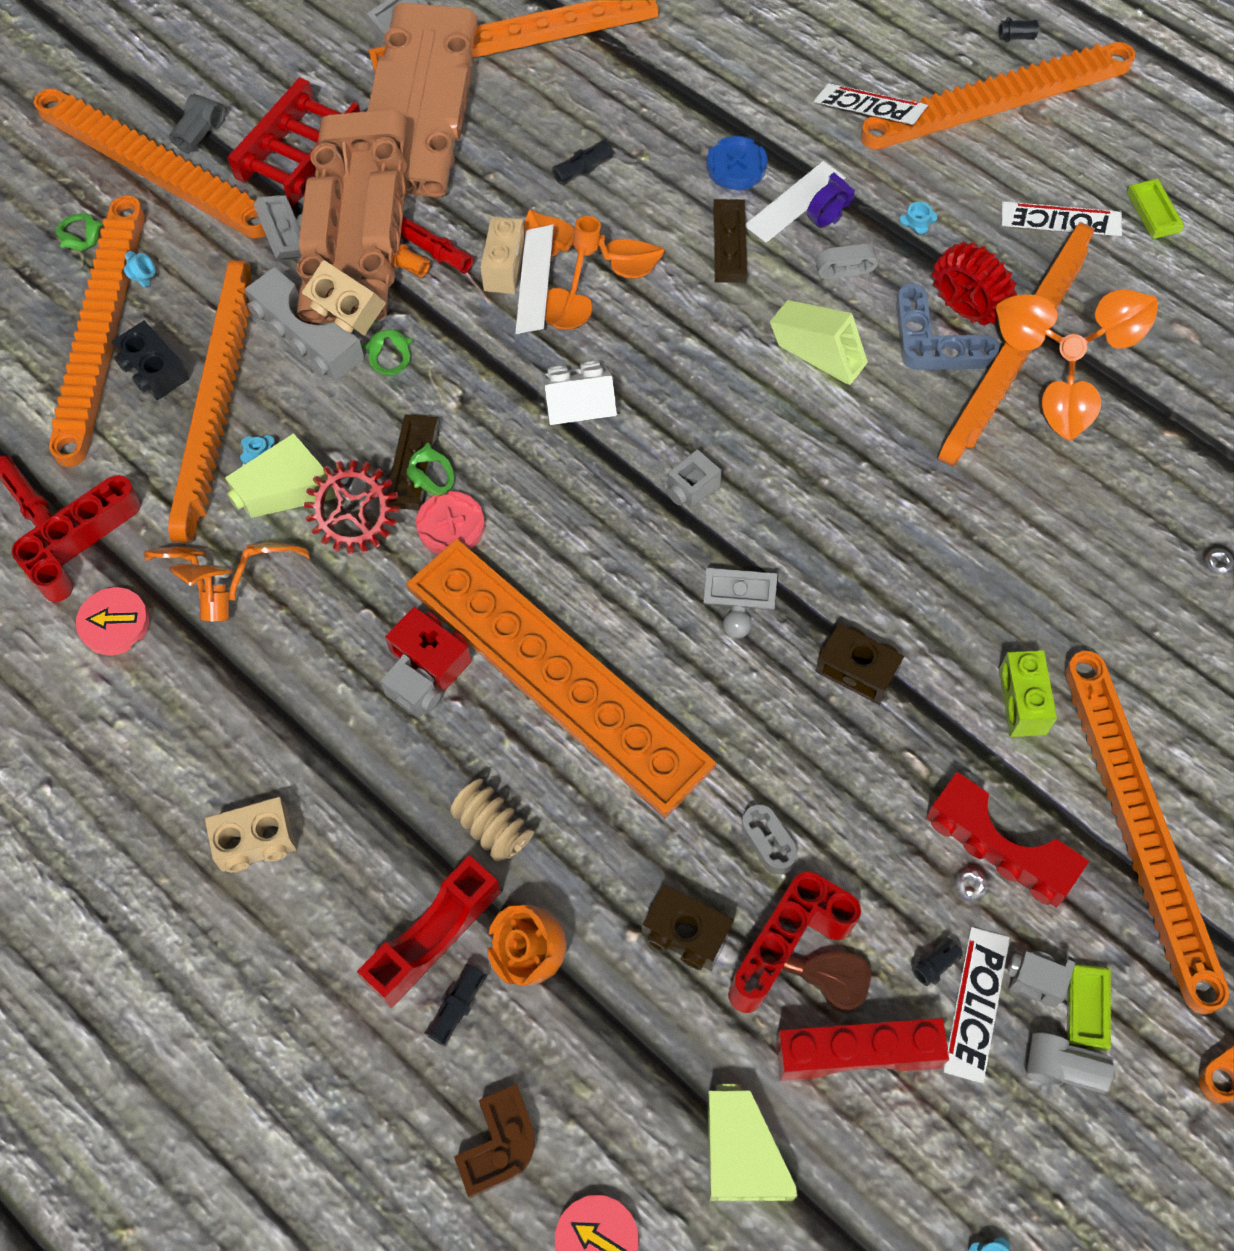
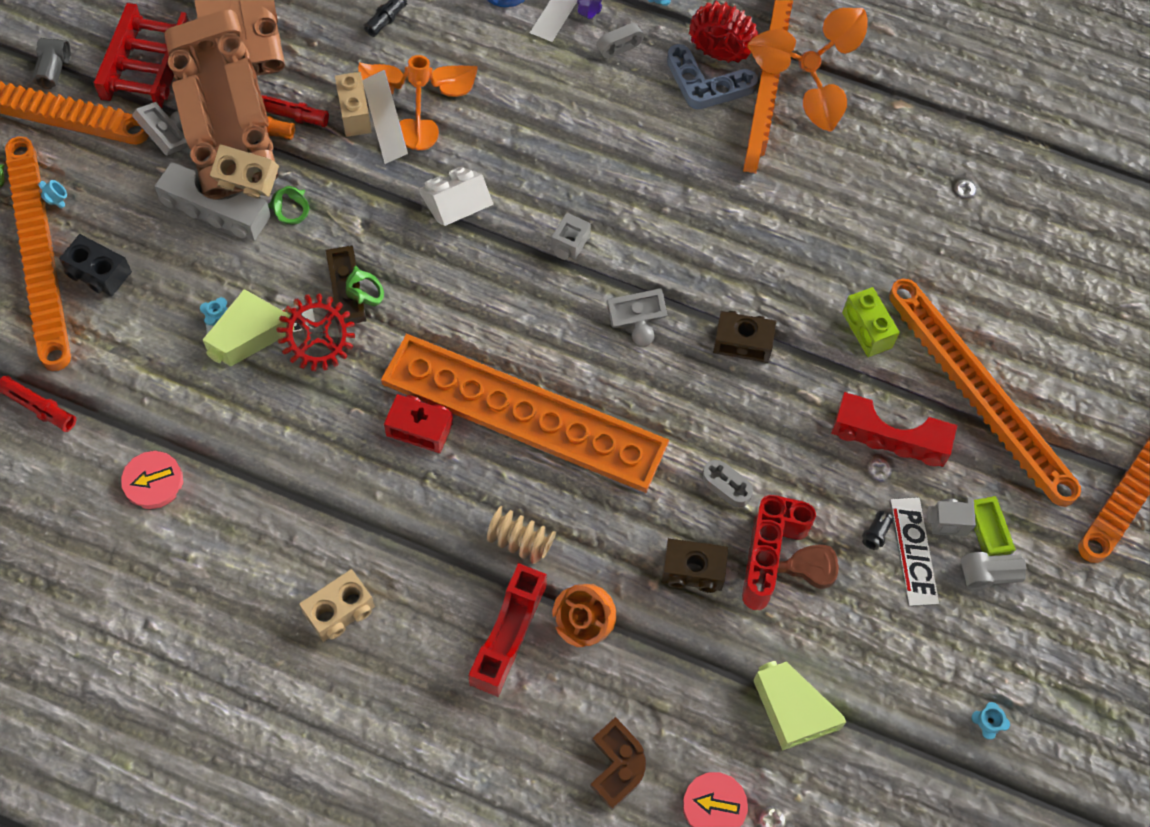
camera: 25 degrees left, 0 degrees up
(111, 503) = (114, 387): red beam -> none
(211, 405) = (163, 284): orange gear -> none
(214, 596) = (231, 434): orange plant -> none
(410, 687) = (417, 457): light grey brick -> none
(448, 518) = (391, 321): coral tile -> none
(455, 1004) = (546, 677): black pin -> none
(729, 240) = (525, 47): dark brown plate -> none
(821, 338) = (624, 103): yellowish green slope -> none
(886, 1045) = (830, 614): red arch -> none

